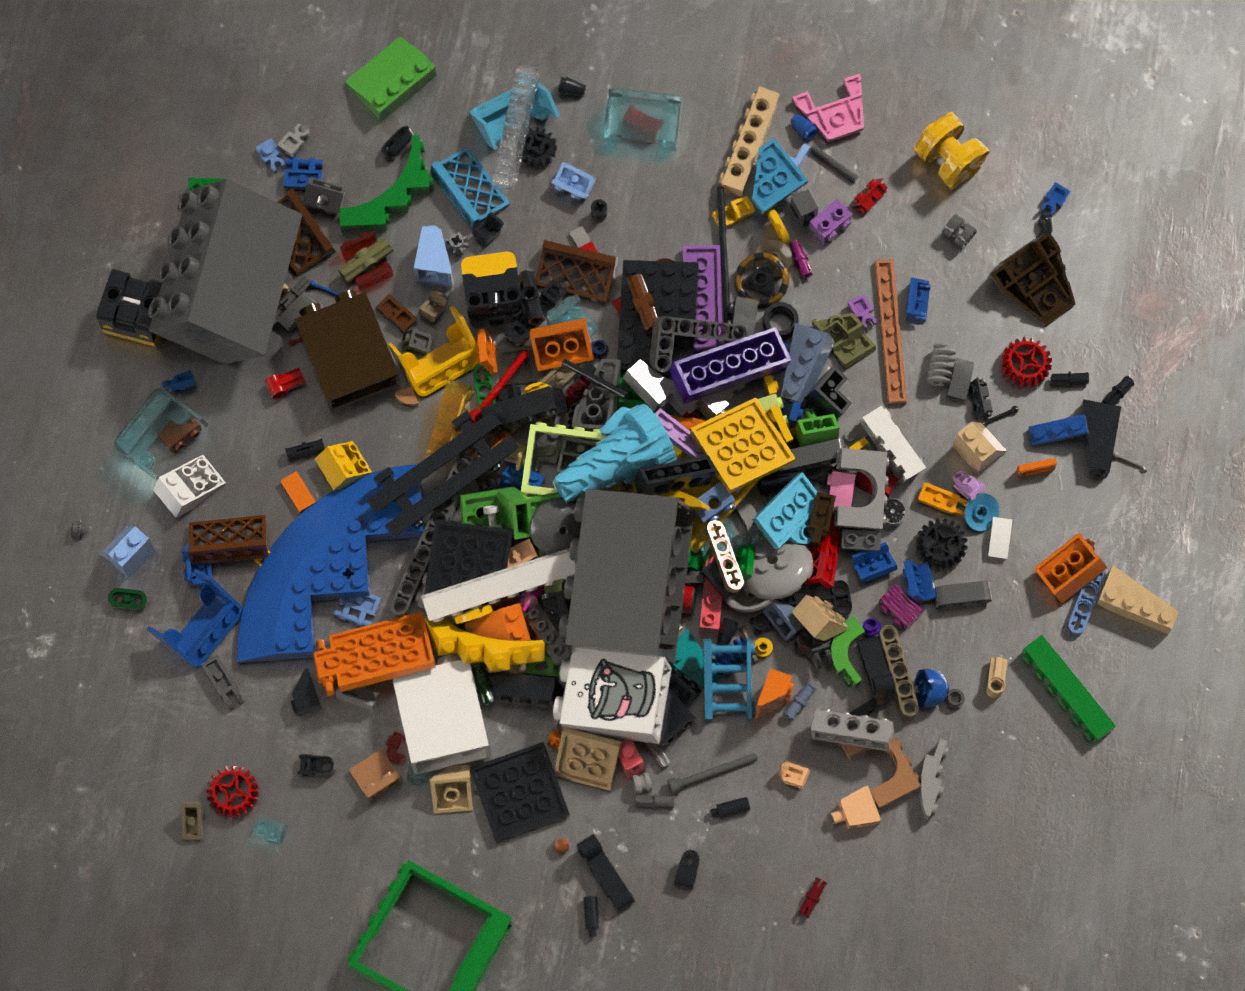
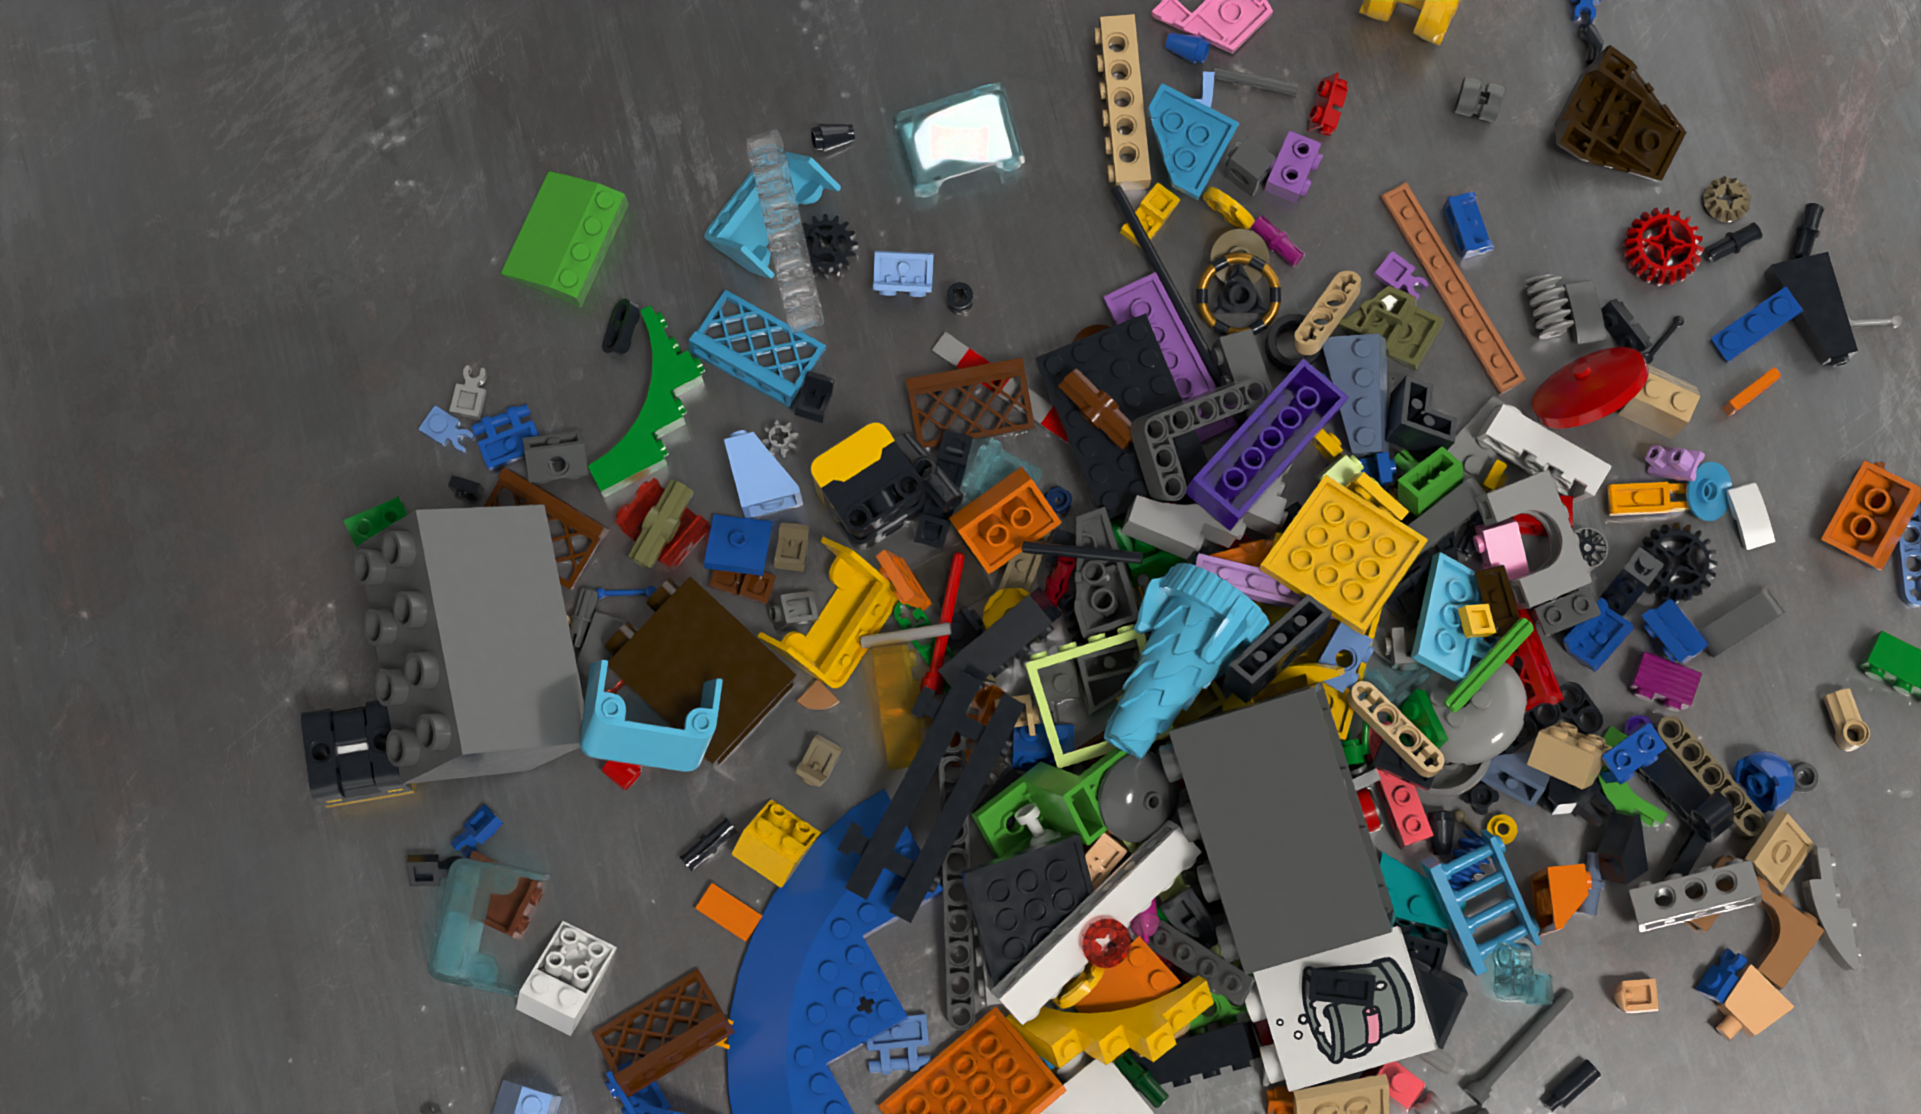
camera: 25 degrees left, 5 degrees up
(139, 390) = (428, 869): none -> black plate
(265, 190) = (465, 489): none -> black plate
(294, 369) = (612, 739): none -> medium azure windscreen
(389, 431) = (818, 761): none -> dark tan bracket
(403, 291) = (738, 545): none -> blue plate
(473, 382) = (906, 635): none -> light grey bar
(498, 606) = (1111, 955): none -> clear red gear
(616, 676) = (1342, 987): none -> black plate
(729, 722) = (1516, 978): none -> clear light blue piece
(749, 514) = (1395, 647): none -> light grey bracket
(796, 545) = (1488, 665): none -> bright green axle
(802, 518) = (1476, 620): none -> yellow plate
(825, 303) = (1332, 314): none -> tan beam
(825, 687) = (1622, 848): none -> black slope
(846, 787) = (1721, 979): none -> blue plate
(855, 632) = (1631, 753): none -> blue bracket
(906, 539) = (1631, 581): none -> black bracket
(917, 731) = (1780, 851): none -> tan plate
(936, 418) = (1590, 387): none -> red dish
(1085, 359) = (1718, 208): none -> dark tan gear

